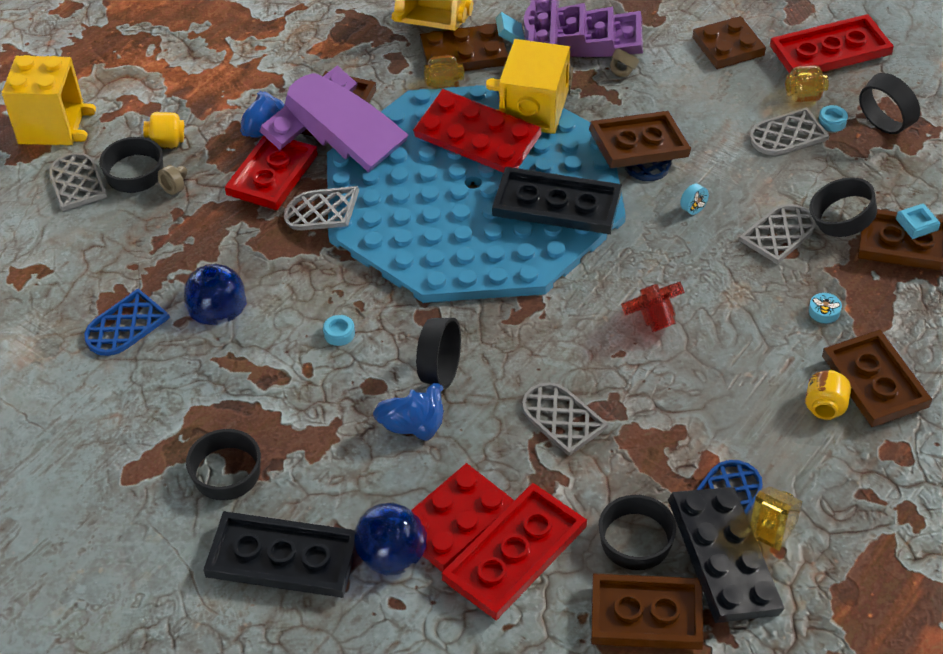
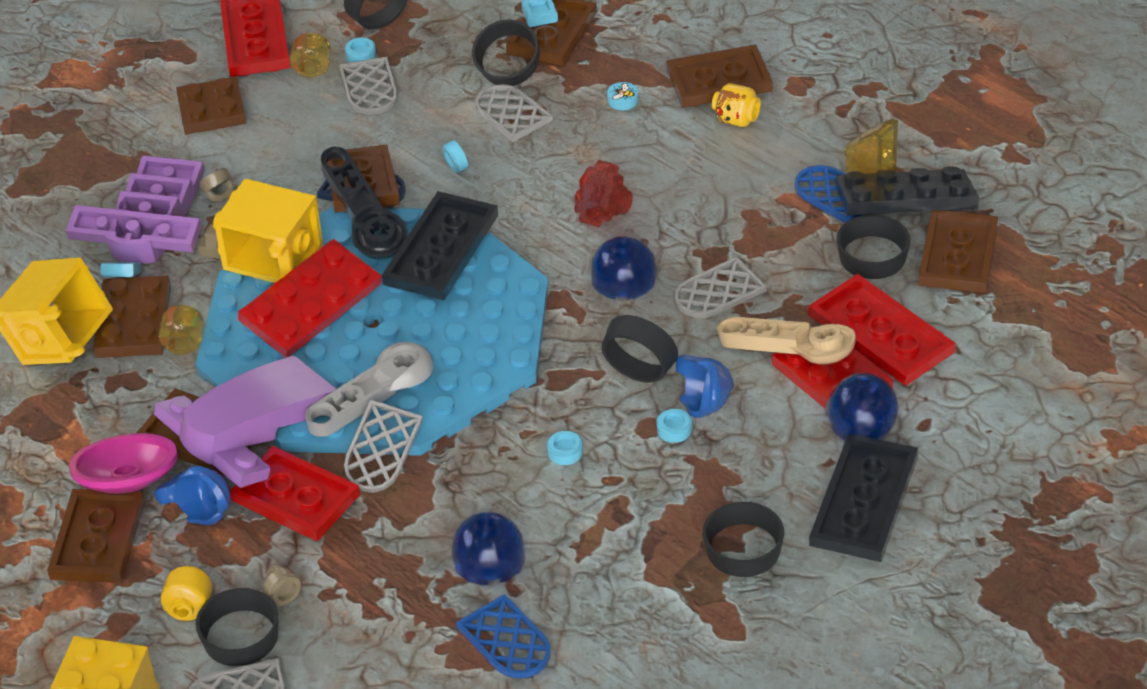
camera: 80 degrees left, 5 degrees down
(224, 75) = (96, 536): none -> reddish brown plate
(278, 62) = (123, 462): none -> dark pink dish
(368, 399) = (674, 425): none -> medium azure tile
(380, 188) = (396, 368): none -> light grey beam
(475, 472) = (816, 344): none -> tan beam
(569, 338) = (623, 268): none -> clear blue cylinder
(586, 136) = (363, 208): none -> black beam

